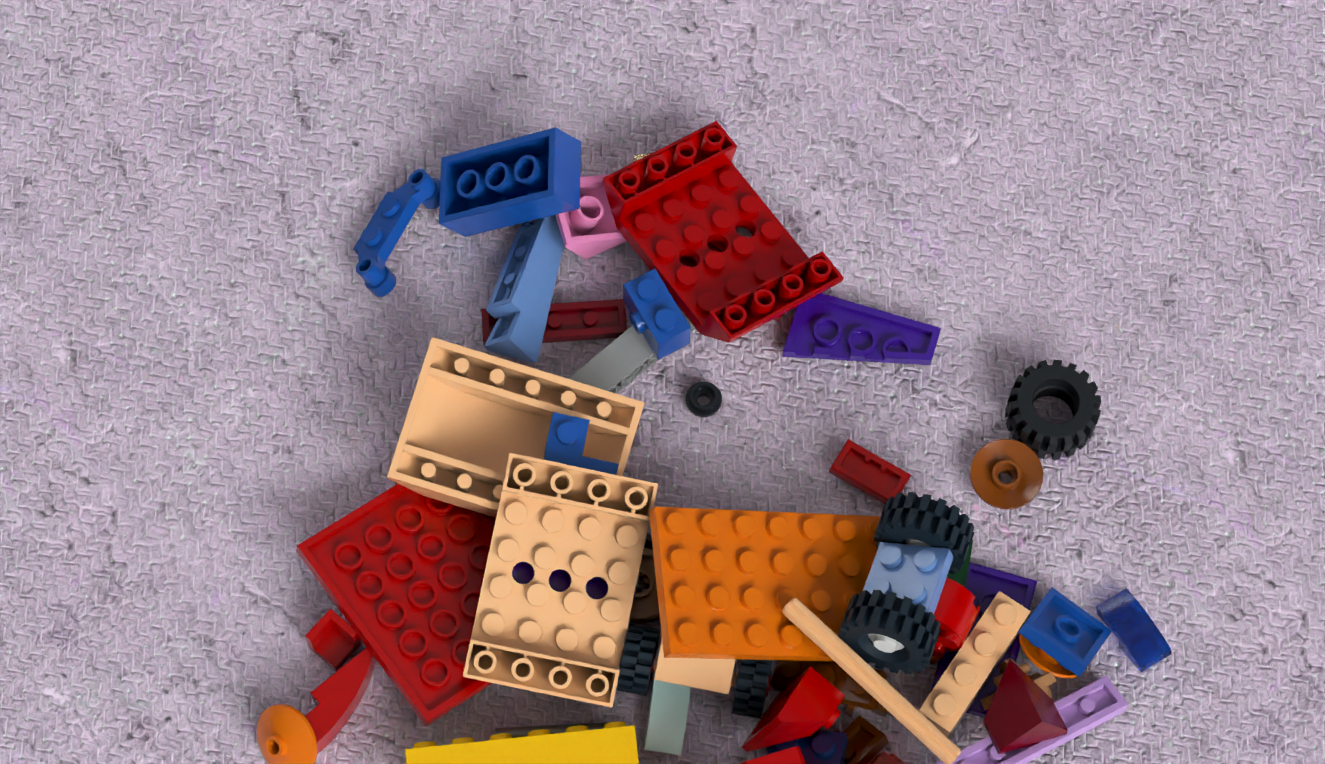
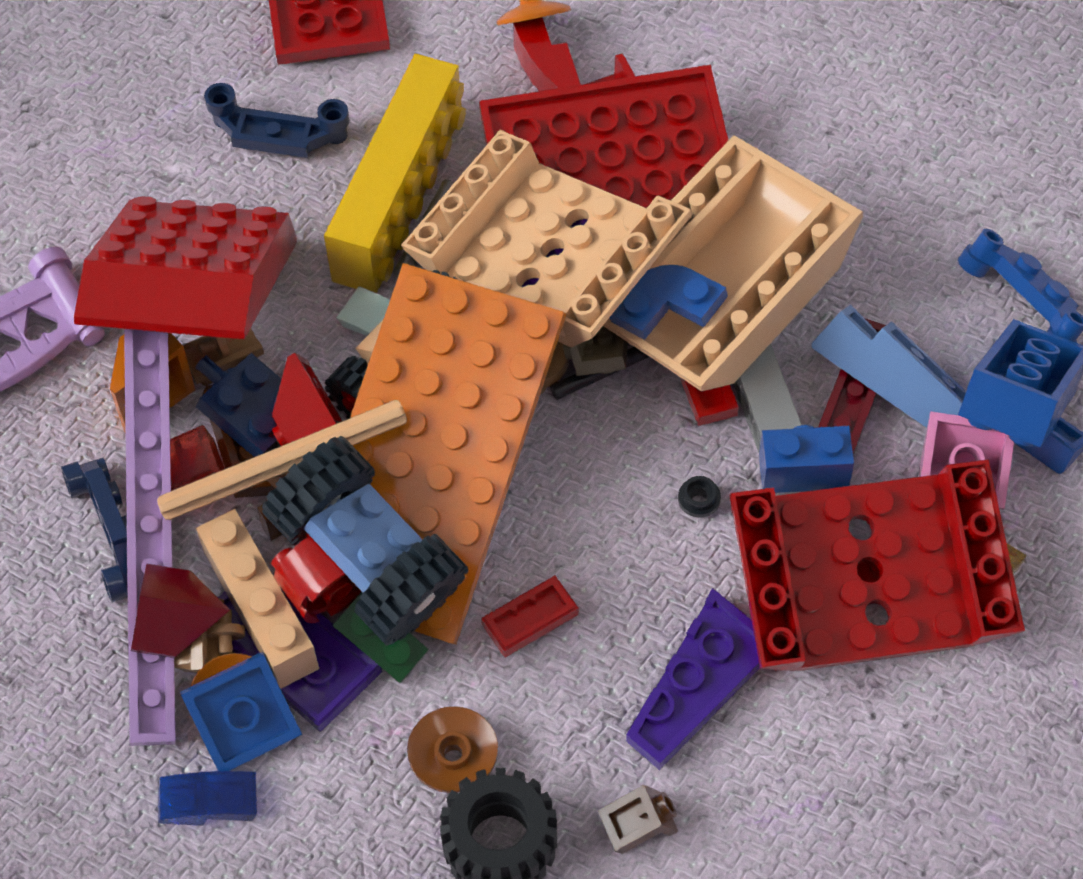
camera: 120 degrees right, 10 degrees down
(987, 326) = (638, 818): none -> bracket

